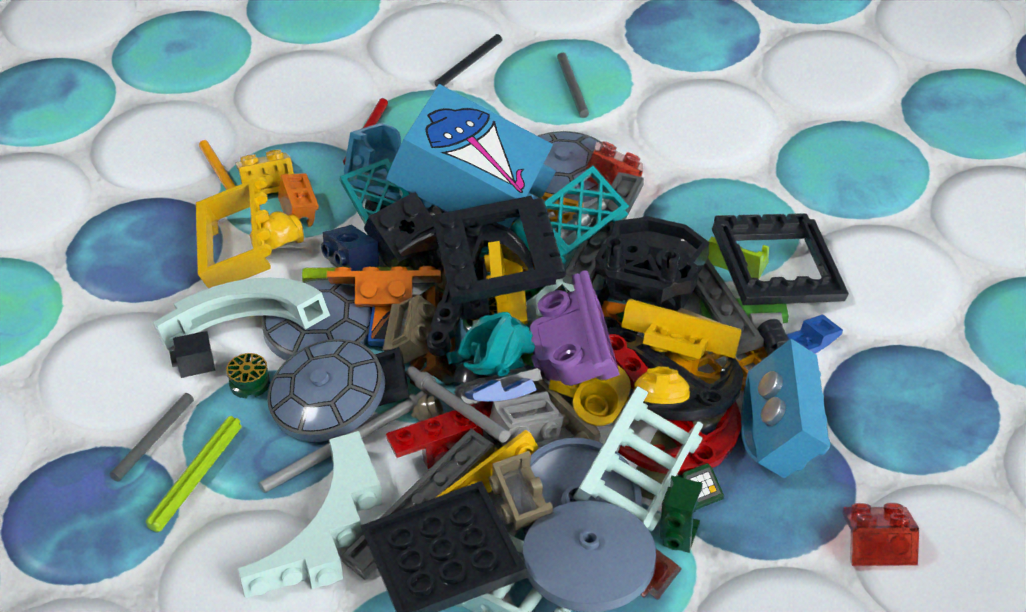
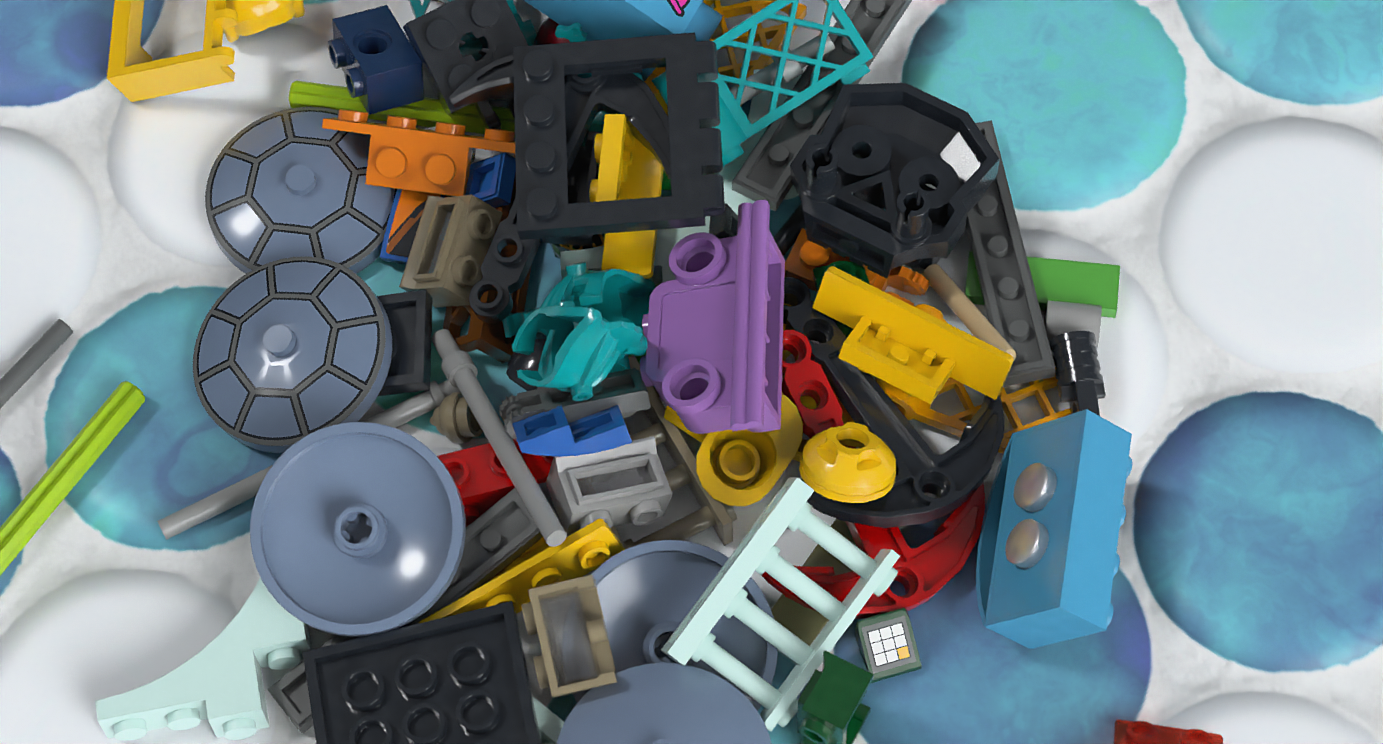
camera: 10 degrees right, 20 degrees up
(192, 354) = (80, 242): black brick -> none
(241, 299) = (170, 145): light aqua arch -> none
(248, 376) = (167, 300): dark green wheel -> none
(383, 455) = (357, 529): none -> sand blue dish
(429, 290) = (492, 179): none -> blue tile
(756, 261) = (1056, 165): lime hinge -> none
(778, 290) = (1113, 260): black hinge -> none
(816, 333) = (1148, 360): blue slope -> none

